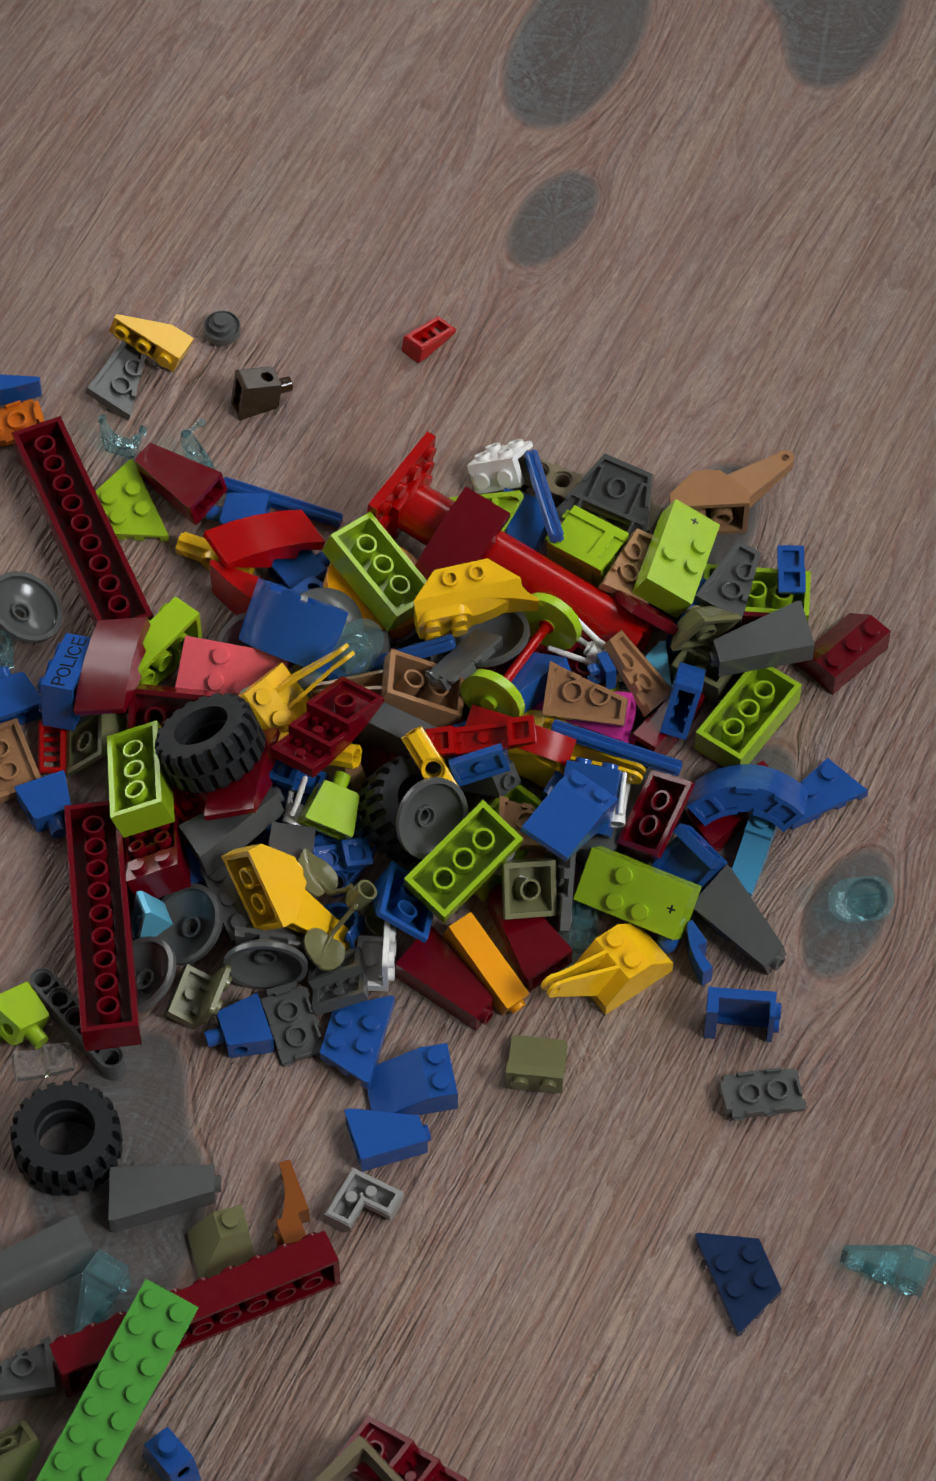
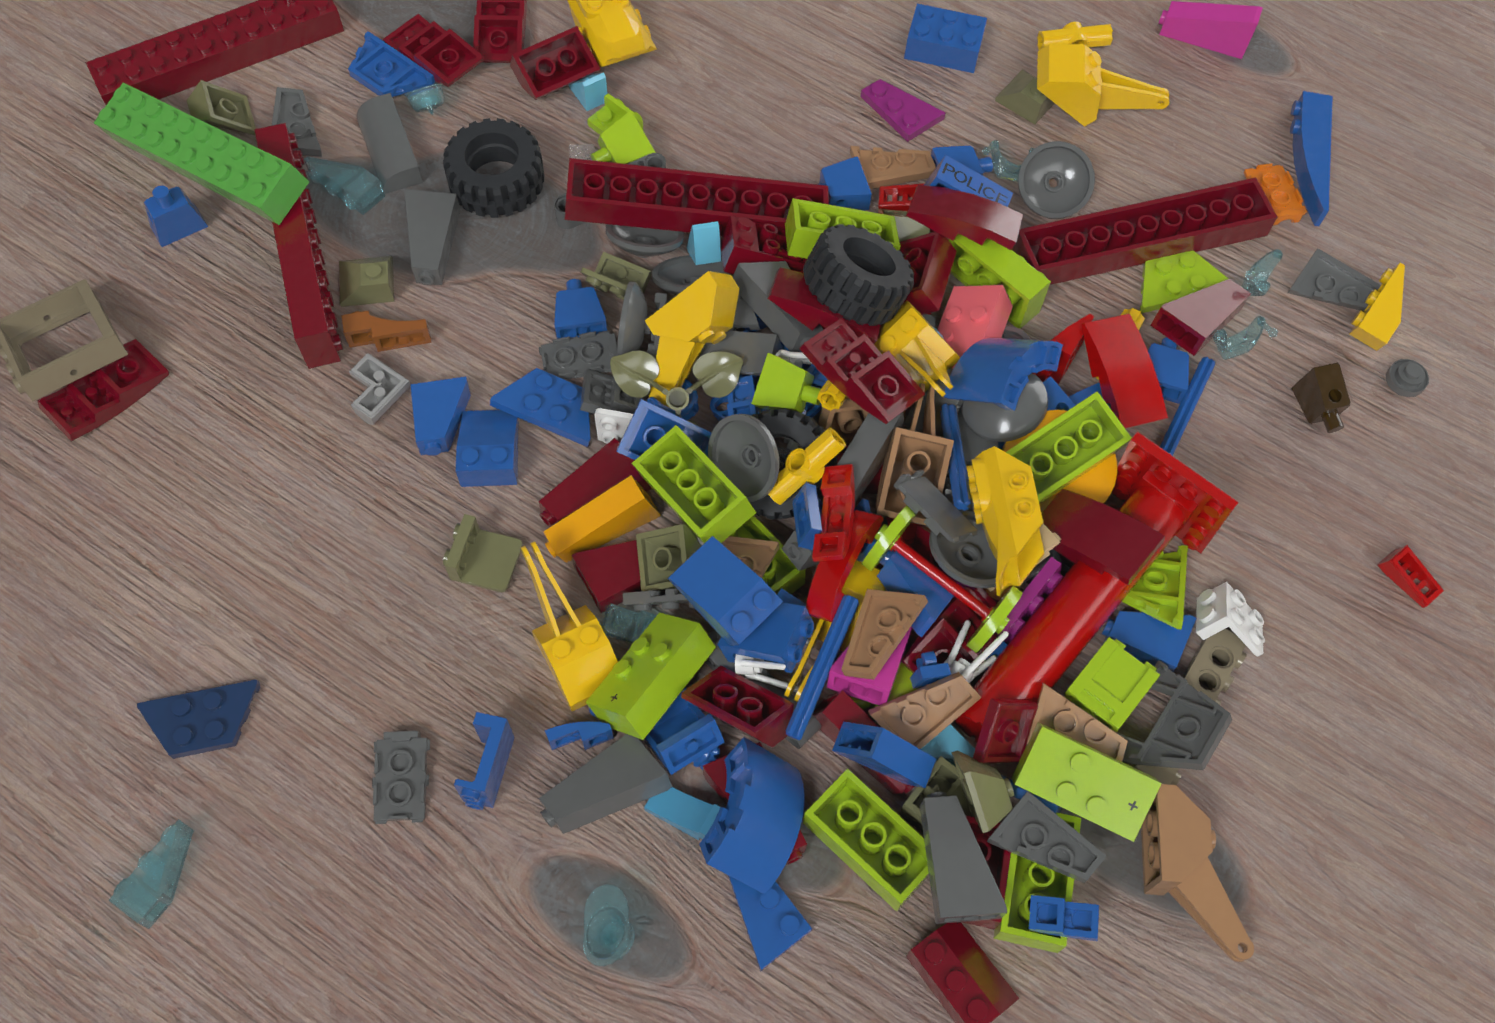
camera: 95 degrees right, 5 degrees up
(367, 643) = (963, 418): clear light blue piece -> none
(543, 496) = (1175, 645): blue axle -> none

